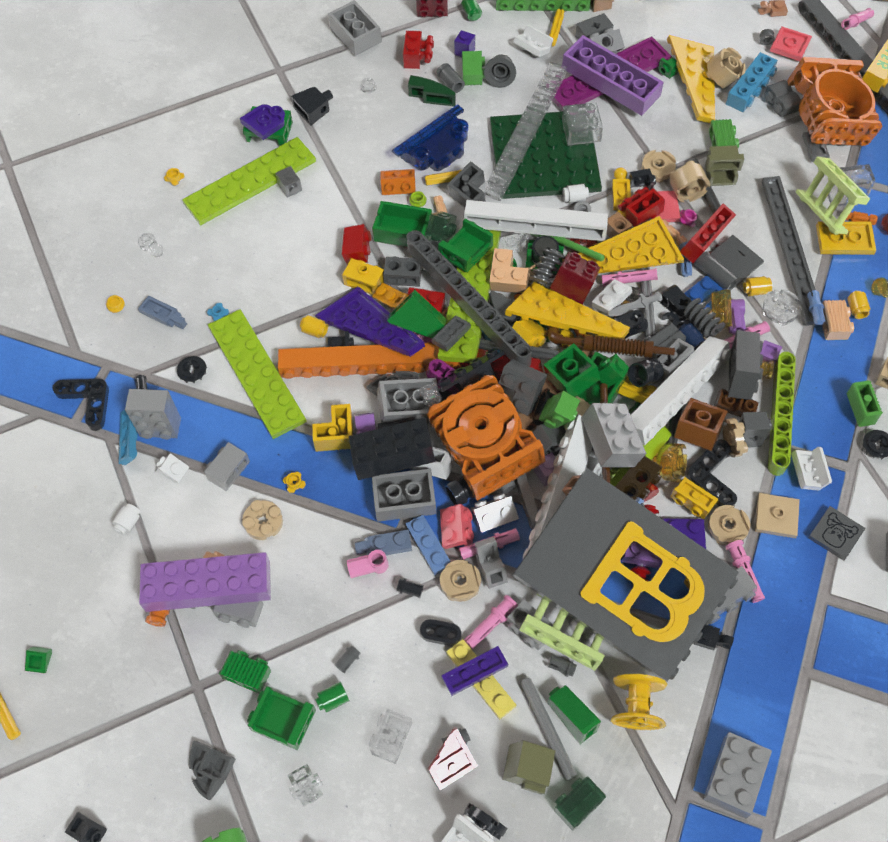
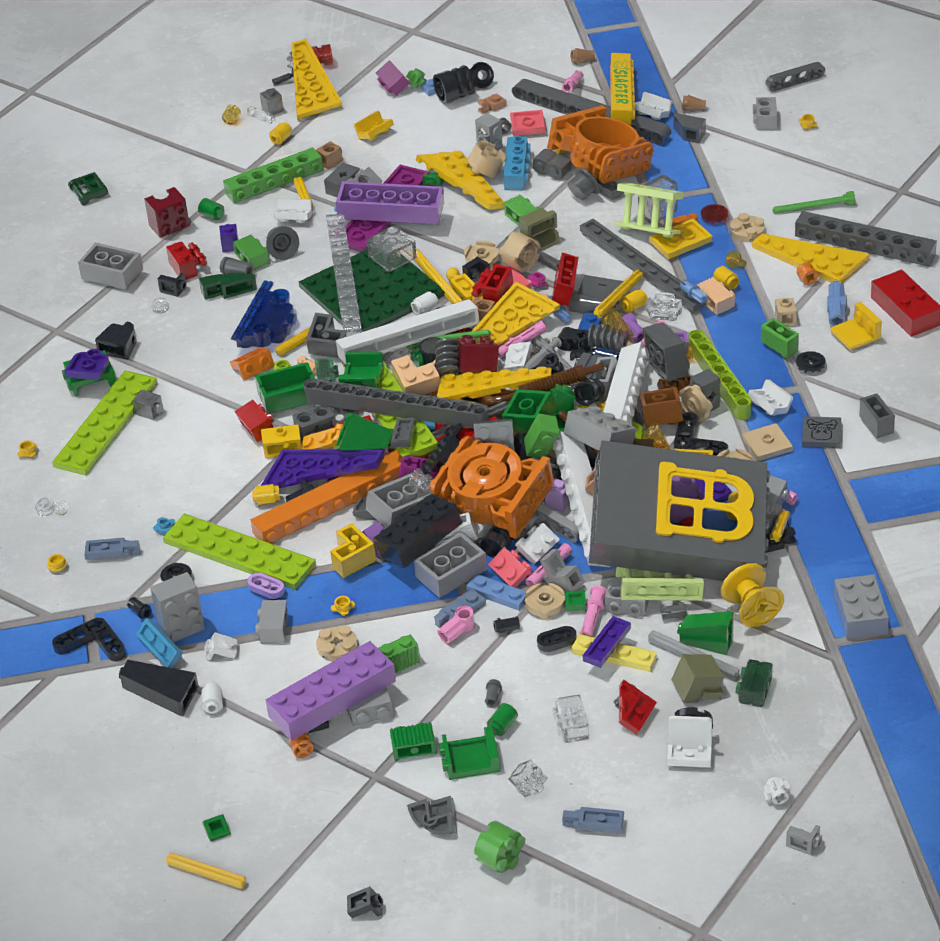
camera: 30 degrees left, 20 degrees down
(99, 482) = (160, 684): none -> black slope
(250, 424) = (266, 585): none -> lavender plate
(296, 567) = (402, 652): none -> bright green brick
(389, 70) = (171, 285): none -> black bracket
(485, 598) = (575, 600): none -> green plate
(605, 172) = (430, 270): none -> yellow axle
(722, 627) = (779, 525): none -> yellow axle
(745, 273) = (618, 293): none -> yellow axle
(746, 40) = (489, 129): none -> light grey brick
(793, 135) = (583, 184): none -> dark grey piece

